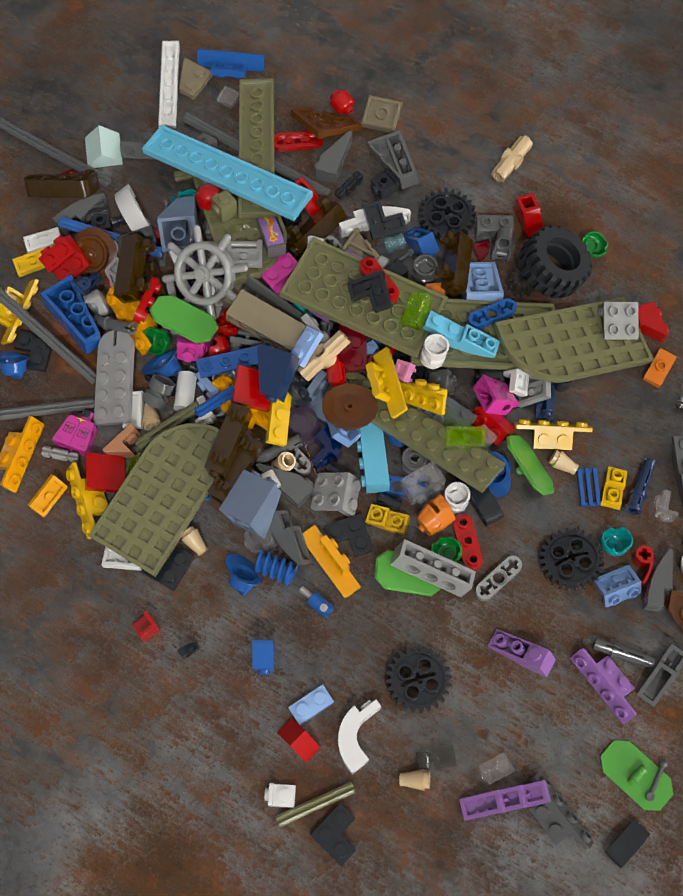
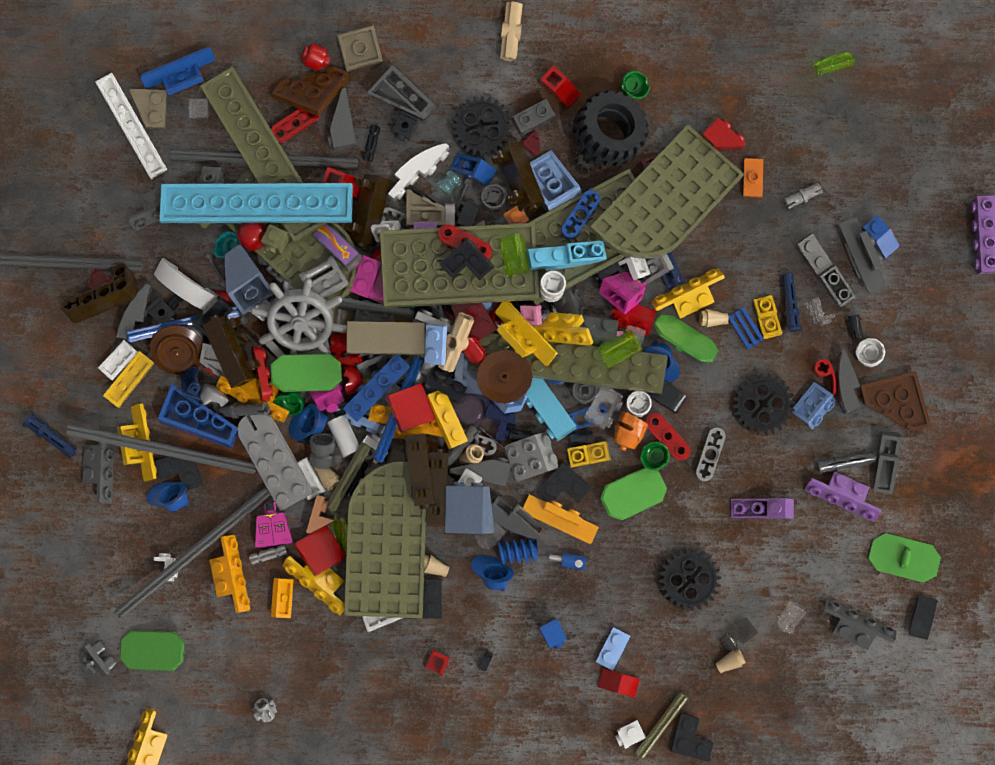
camera: 30 degrees left, 15 degrees up
(64, 258) = (156, 371): red plate -> none
(103, 148) = (112, 232): light aqua slope -> none
(275, 372) = (424, 385): dark blue slope -> none
(347, 739) = (659, 661): white arch -> none
(382, 226) = (429, 177): black plate -> none
(433, 568) = (653, 480): light grey brick -> none
(503, 244) = (551, 132): dark grey piece -> none
(505, 800) = (810, 638): medium lavender slope -> none
(616, 541) = (793, 367): teal hair -> none
(620, 320) = (697, 155): light grey hinge -> none
(650, 796) = (922, 569): dark grey hinge -> none

